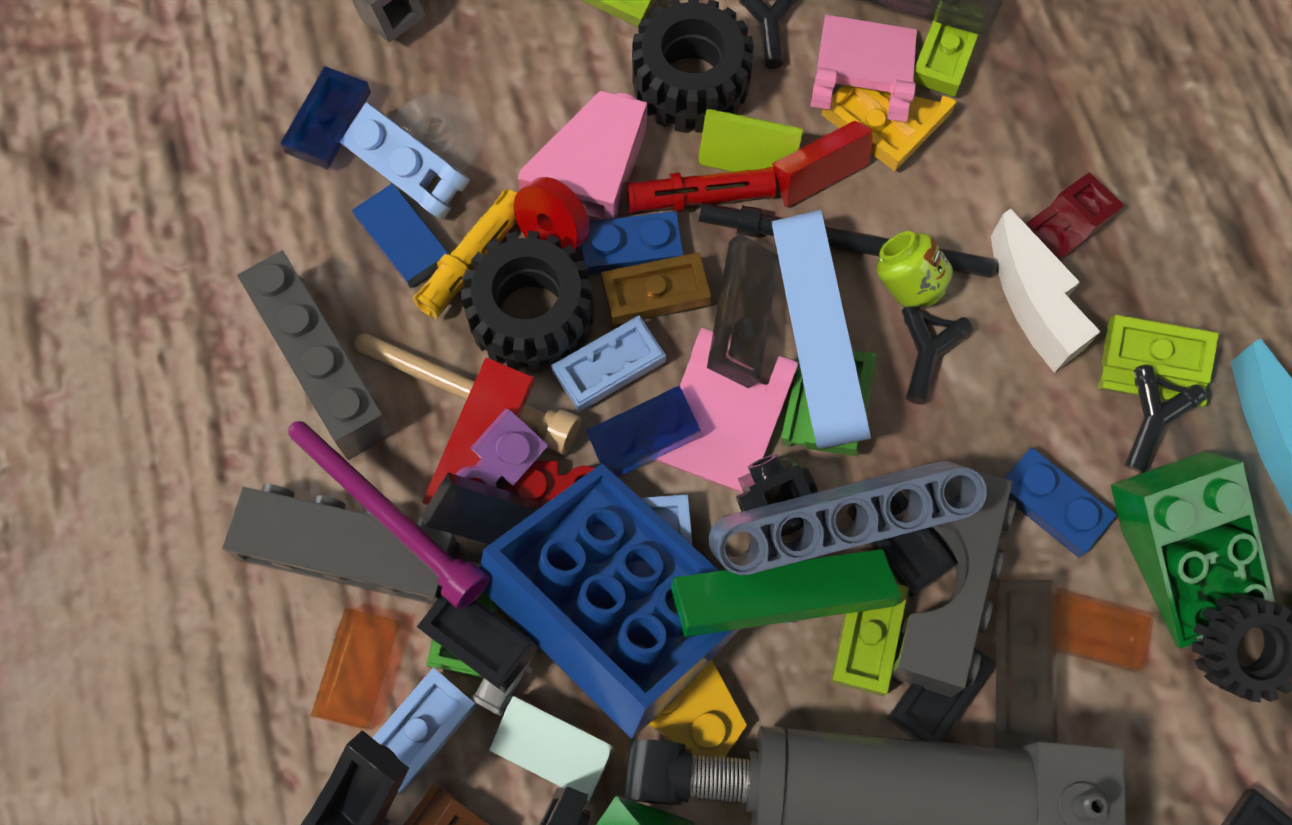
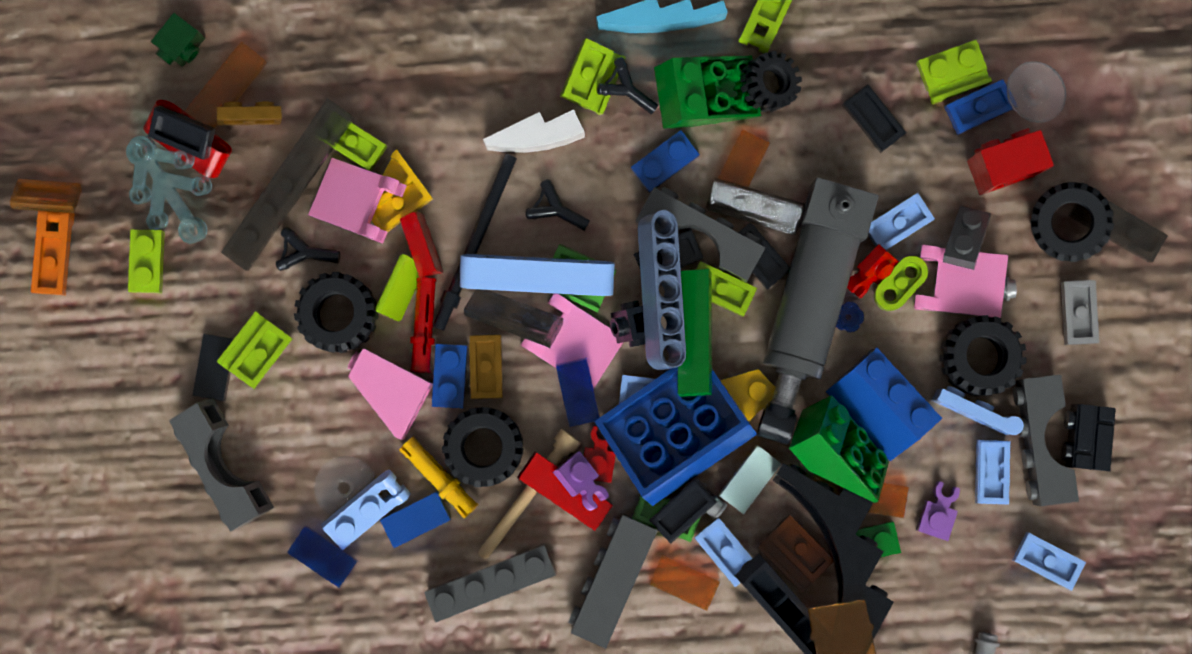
camera: 75 degrees left, 15 degrees up
(459, 579) = (651, 515): magenta piece -> none
(476, 509) = (613, 495): black tile -> none
(551, 209) = (429, 423): red piece -> none
(608, 363) = (529, 405): light blue plate -> none
(914, 269) = (508, 207): lime head -> none
(1075, 216) = (489, 99): dark red slope -> none

